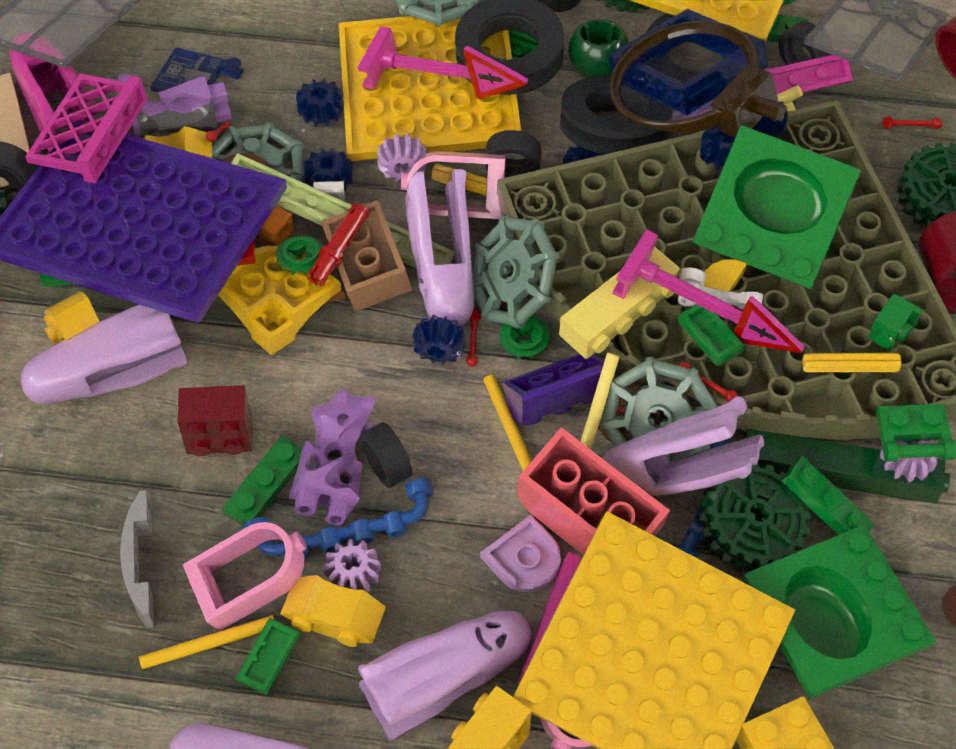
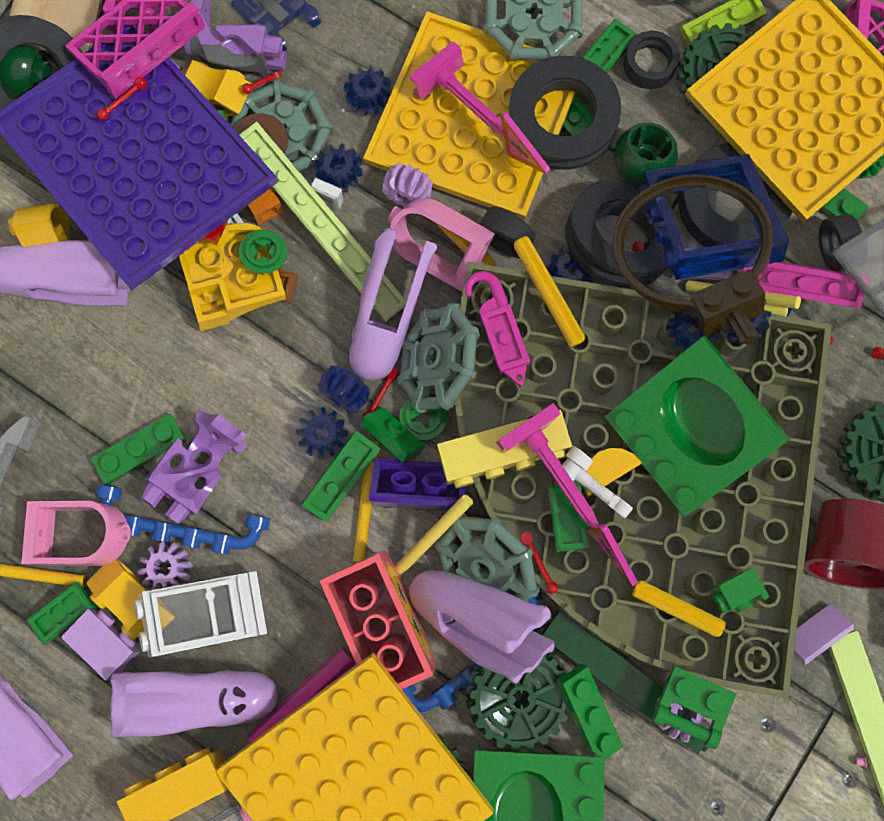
camera: 25 degrees right, 20 degrees up
(113, 162) = (140, 84): none -> red hinge
(215, 420) = (115, 377): dark red brick -> none
(325, 663) = (101, 643): none -> lavender brick
(331, 254) = (290, 264): red pin -> none
(371, 263) = (322, 275): medium nougat slope -> none
(386, 454) = (240, 481): black tyre -> none
(414, 582) = (200, 614): none -> white door
(438, 387) = (311, 439): none -> clear blue gear
(477, 413) = (340, 476): none -> green plate
(506, 357) = (393, 434): none -> green plate
(524, 557) = (311, 627): lavender tile -> none
(561, 214) = (501, 329): none -> dark pink plate
(584, 170) = (549, 291): none -> yellow axle

